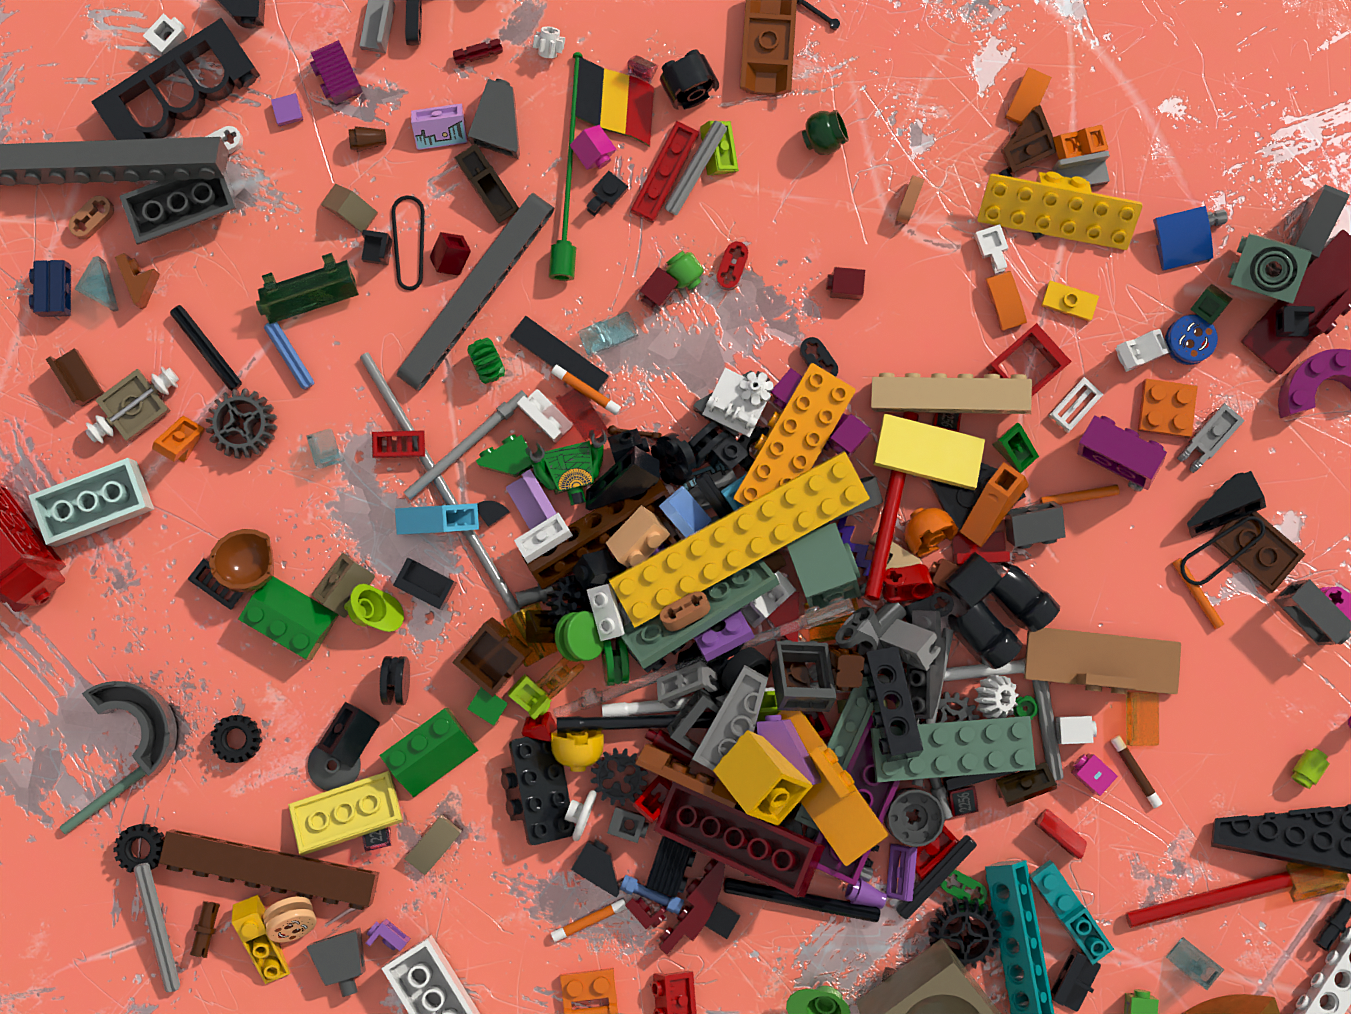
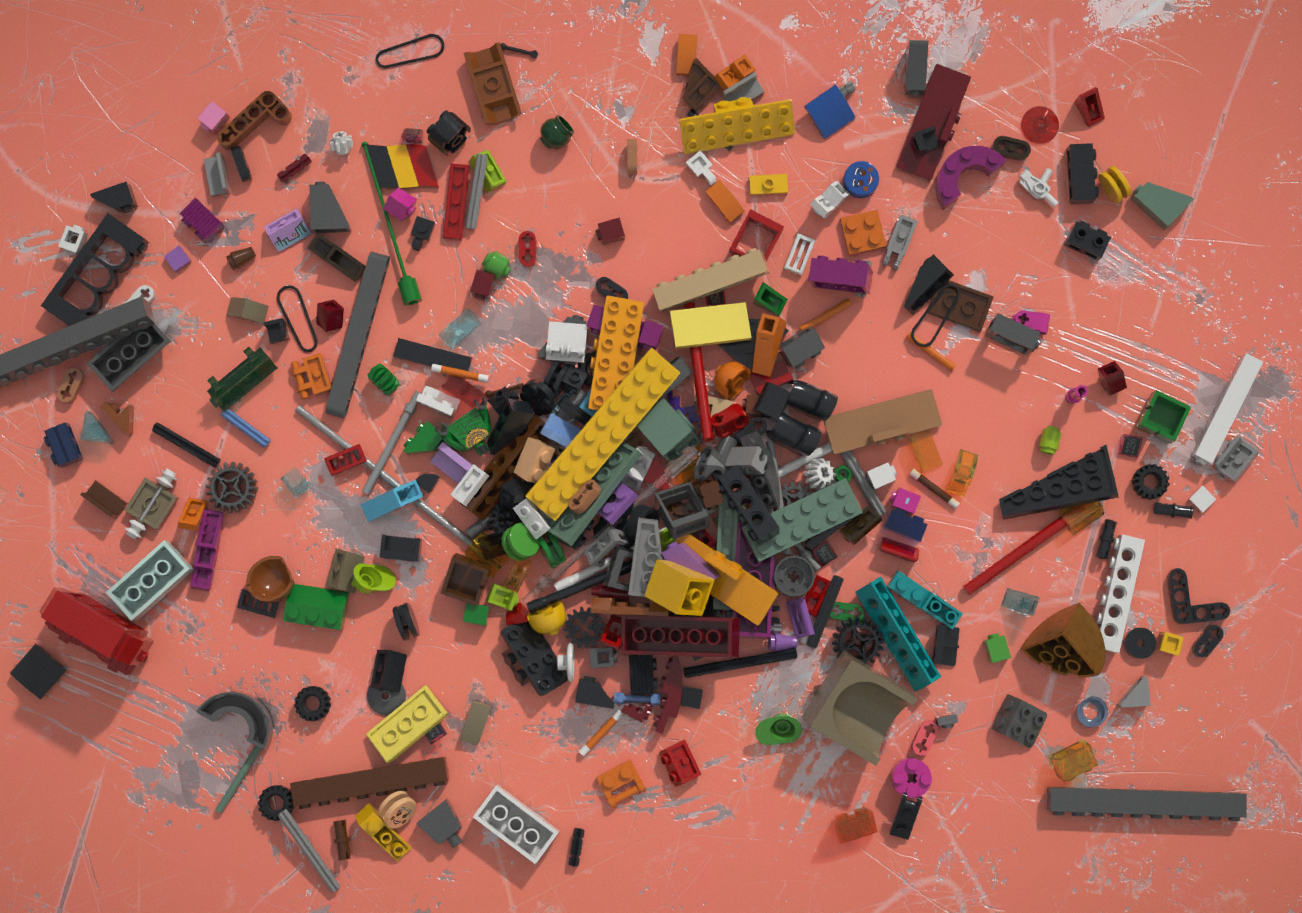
camera: 15 degrees left, 0 degrees up
(180, 491) = (207, 550): none -> magenta slope
(392, 936) = (470, 794): medium lavender bracket -> none
(404, 322) = (316, 373): none -> orange plate
(429, 752) = (448, 661): green slope -> none
(758, 392) = (575, 331): white plant -> none
(1076, 801) = (905, 526): none -> clear blue brick
(1183, 766) = (962, 472): none -> clear yellow brick
(1211, 304) = (864, 150): dark green brick -> none
(1251, 269) = (882, 115): sand green brick -> none

